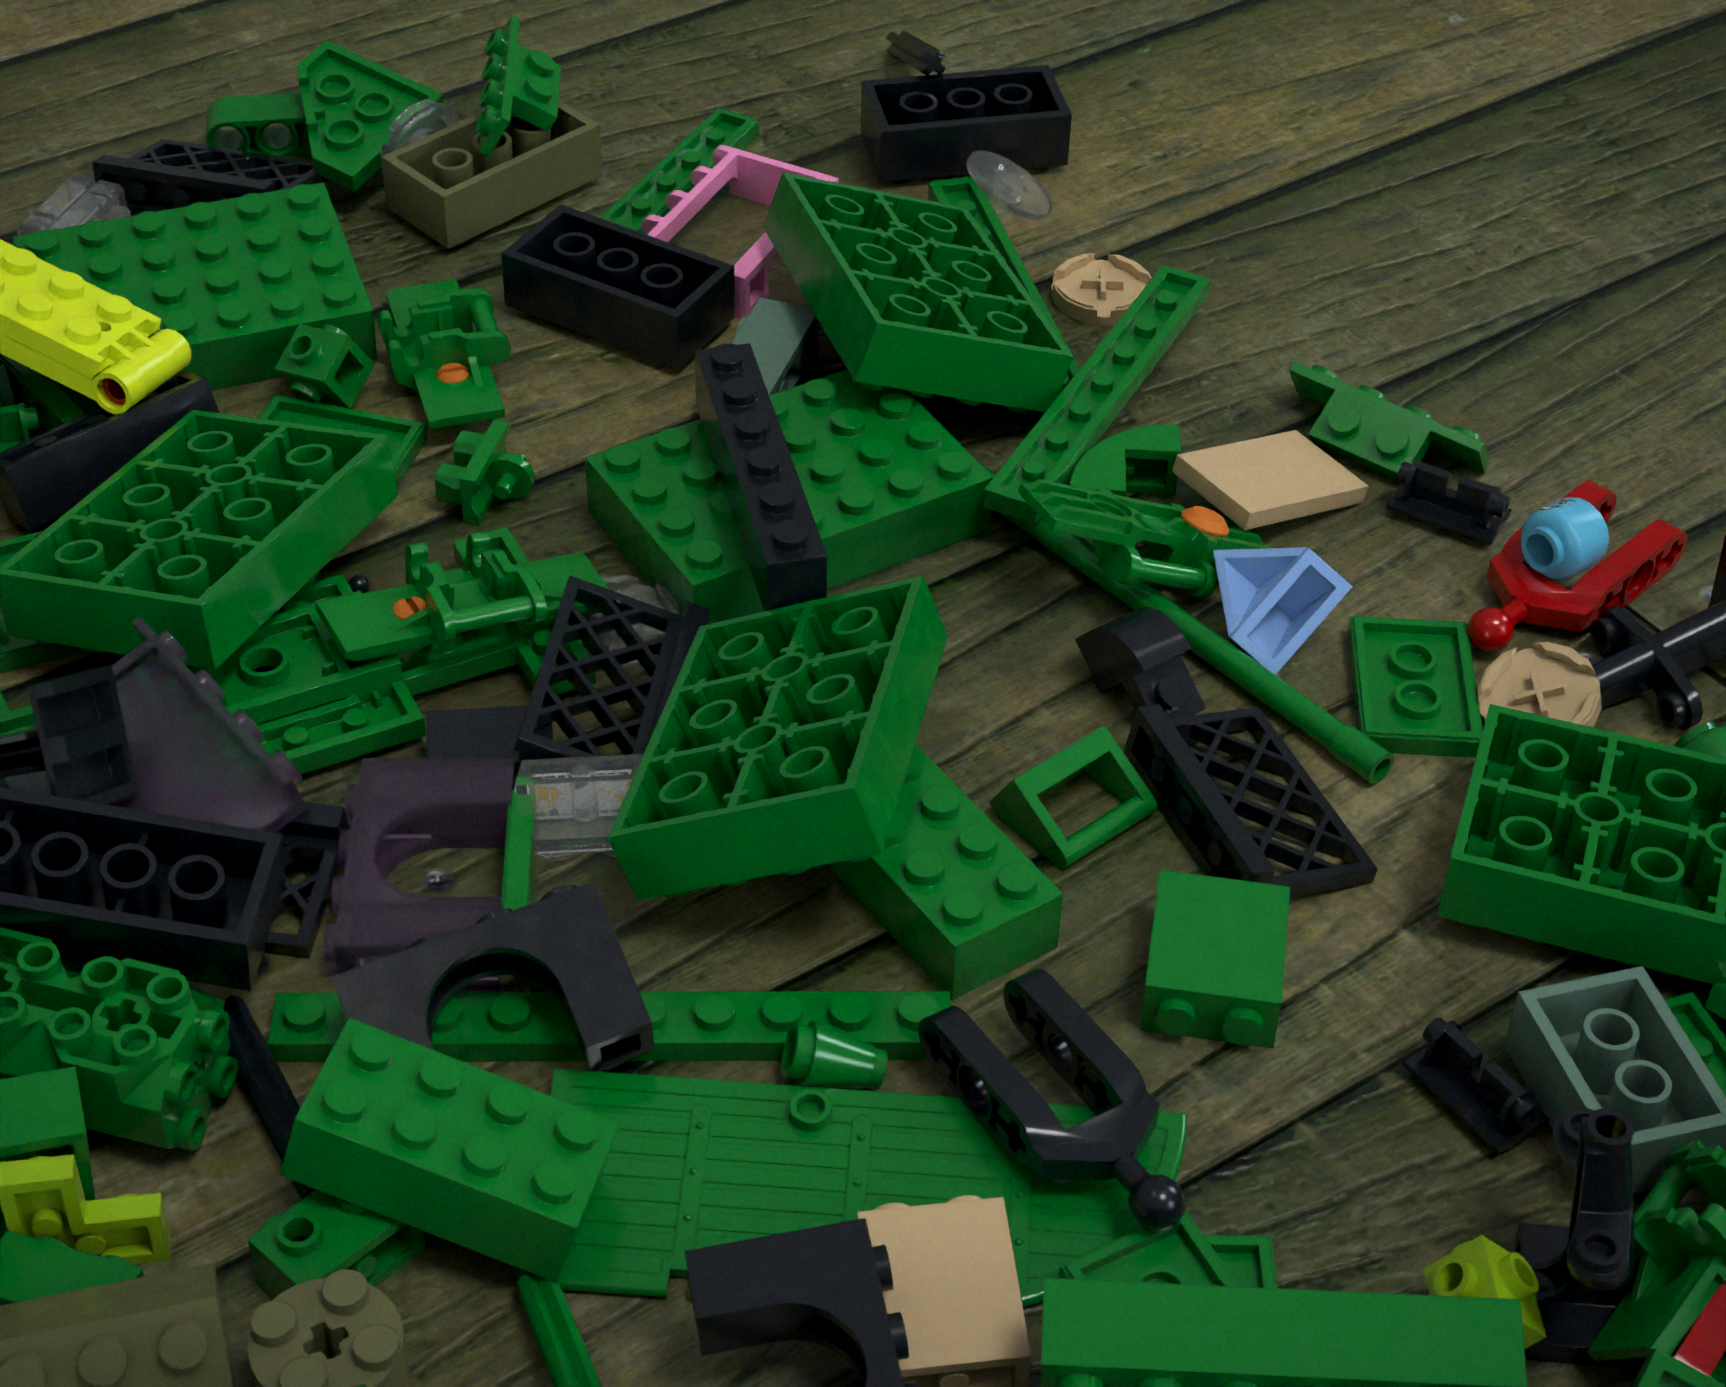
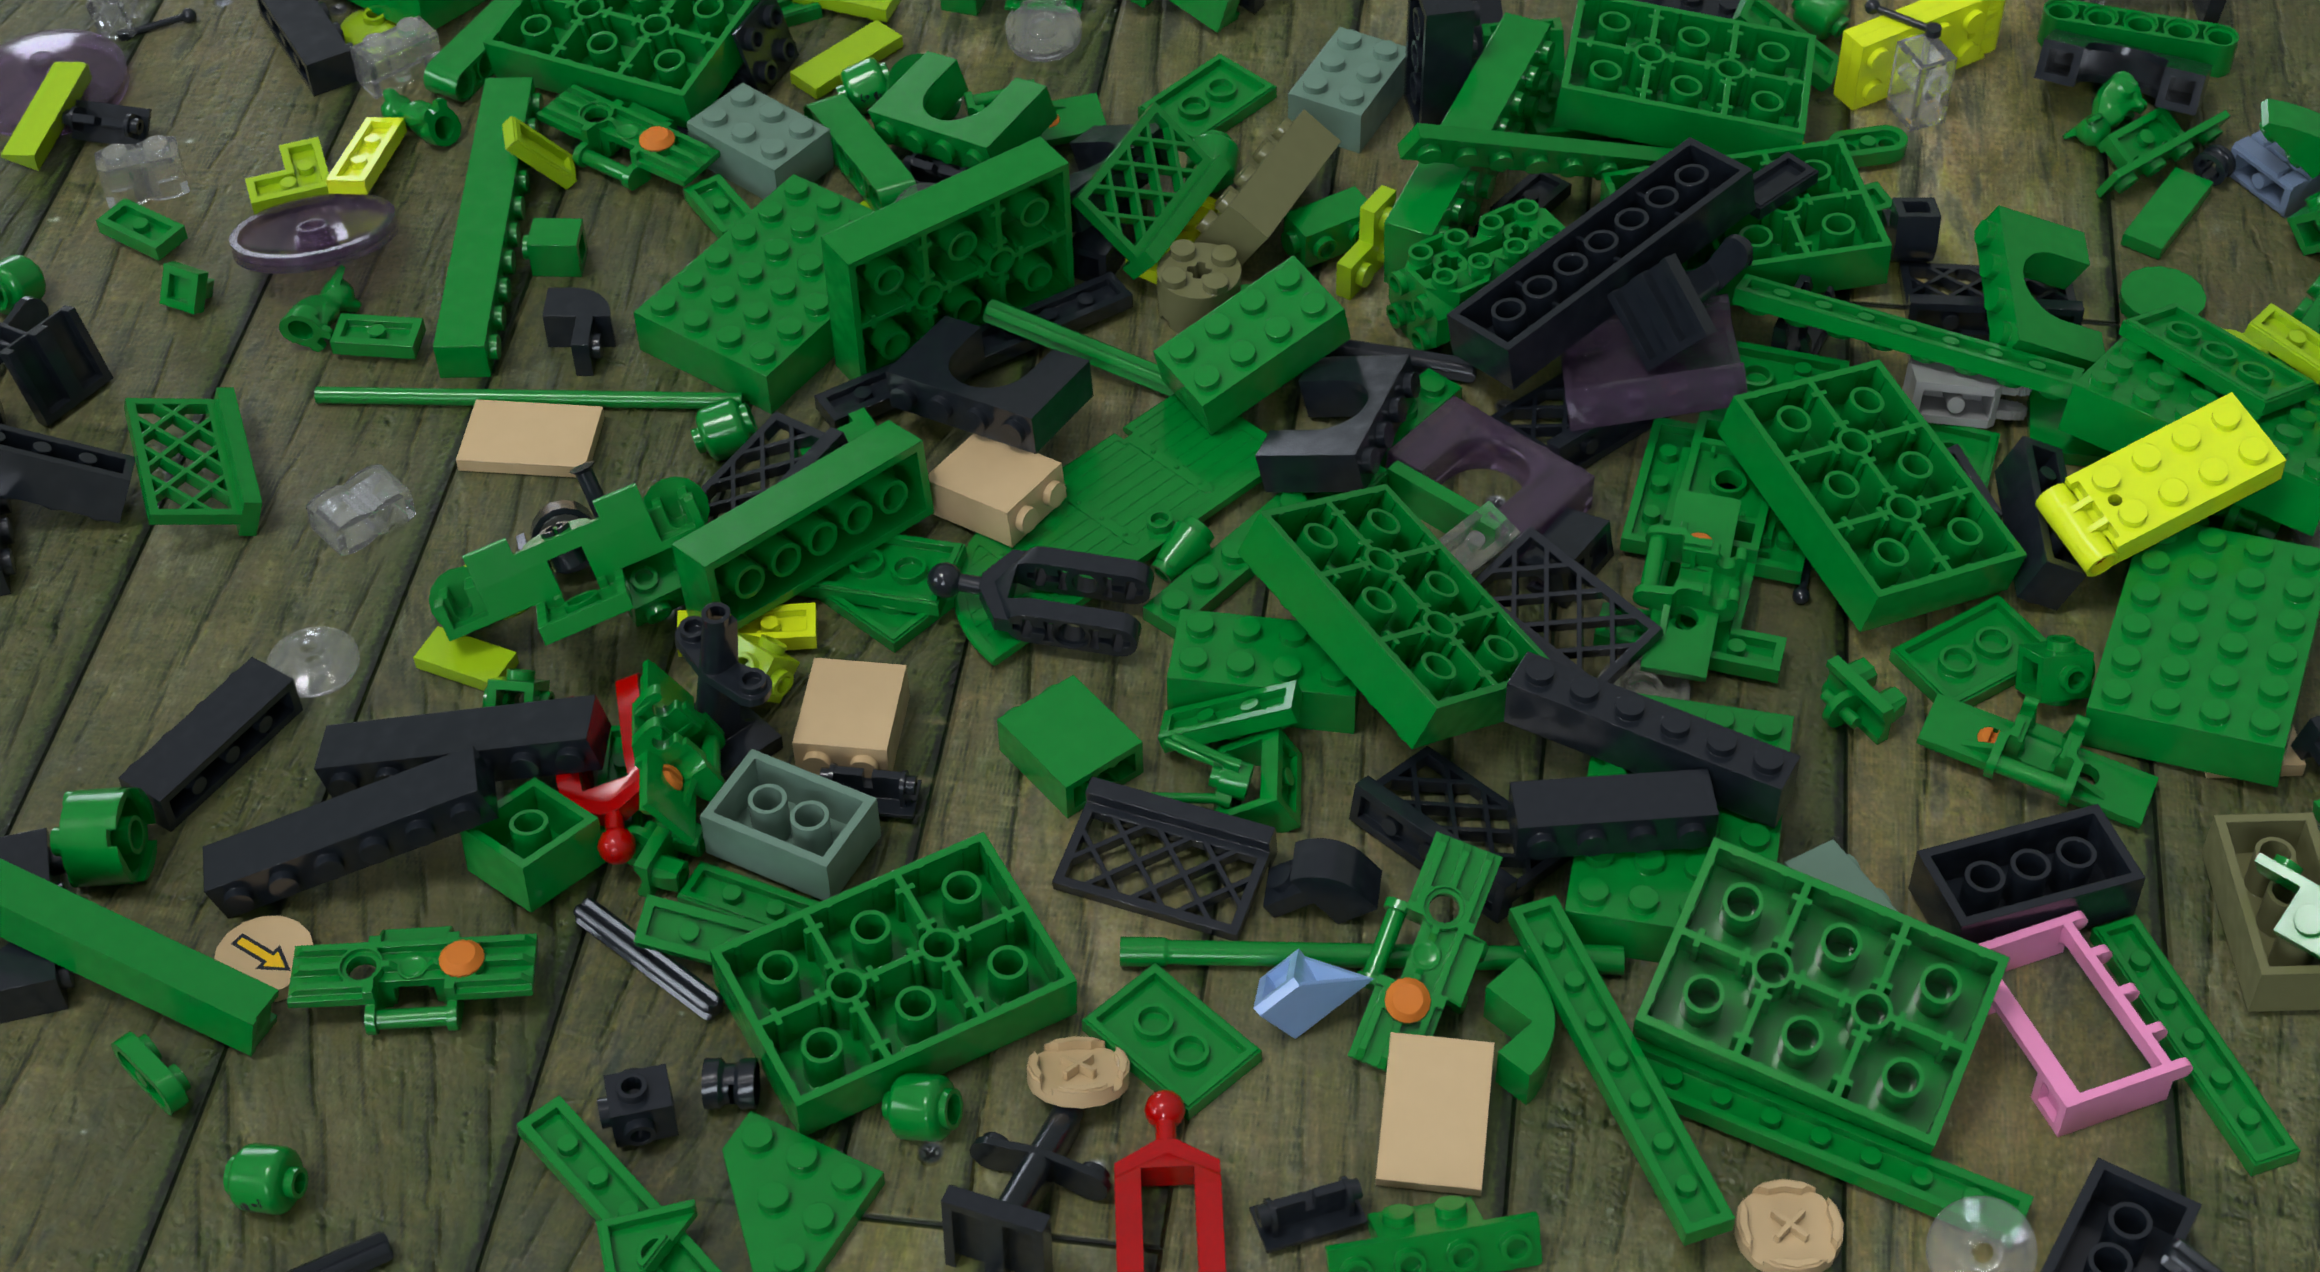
camera: 135 degrees right, 5 degrees up
(881, 462) = (1612, 814): none -> black brick
(995, 619) = (1410, 832): none -> black fence
(1031, 820) = (1234, 714): none -> green plate
(1114, 795) = (1228, 775): none -> green plant
(1421, 1169) = (851, 715): none -> tan brick
(1564, 538) = (1174, 1179): medium azure head -> none

